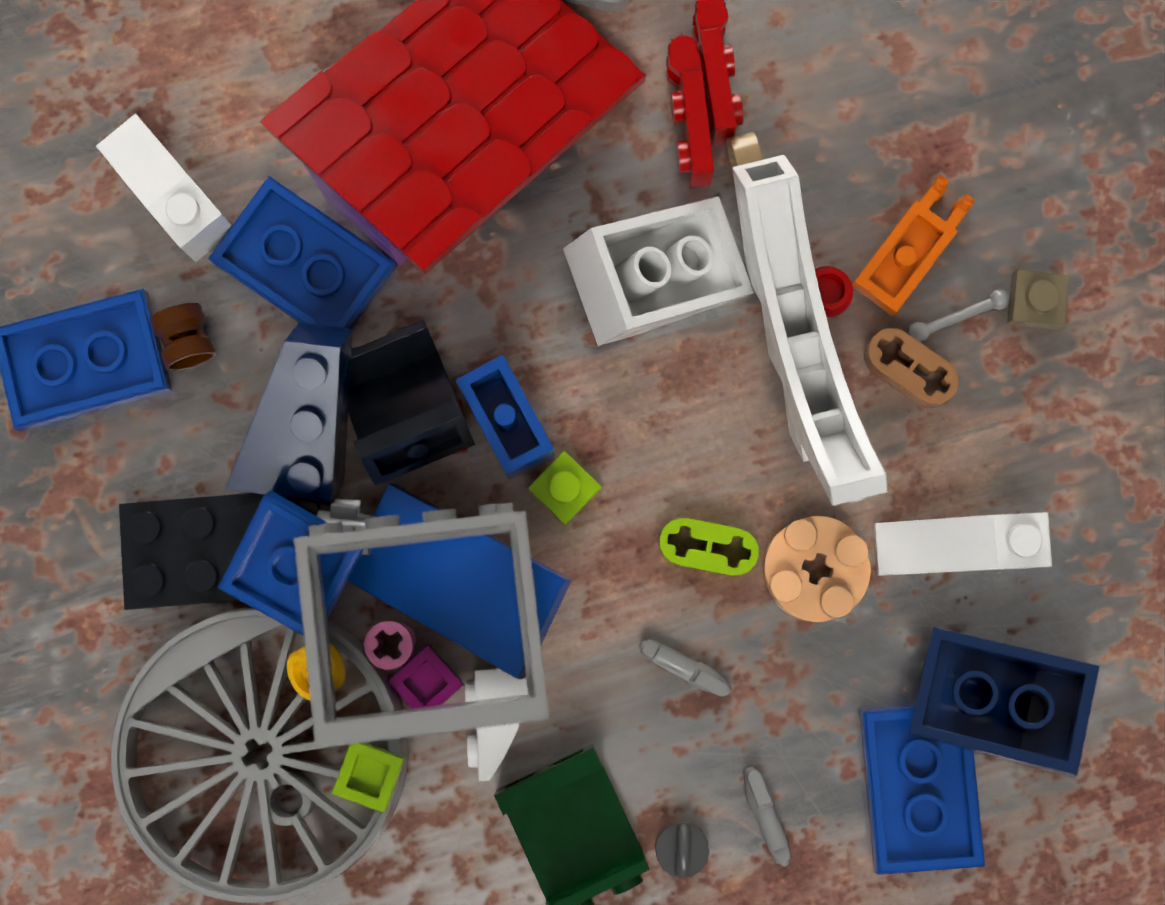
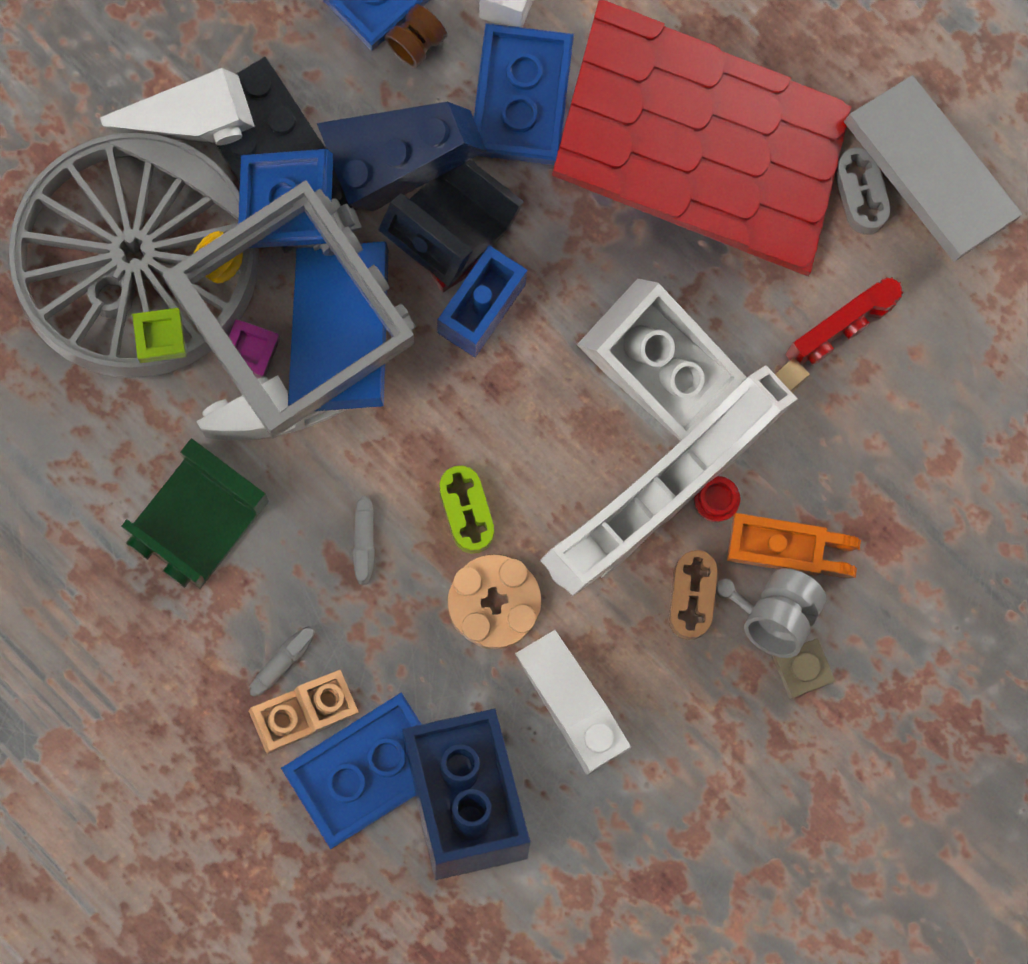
camera: 55 degrees right, 5 degrees down
(142, 604) = (198, 110): none -> white slope
(375, 641) = (259, 295): bright pink bush -> none
(564, 488) = (453, 378): lime plate -> none
(681, 849) = (223, 608): dark grey tile -> none
(690, 108) = (802, 317): red hinge -> none
(830, 820) = (303, 711): none -> light nougat slope
(988, 290) = (785, 613): none -> light grey wheel

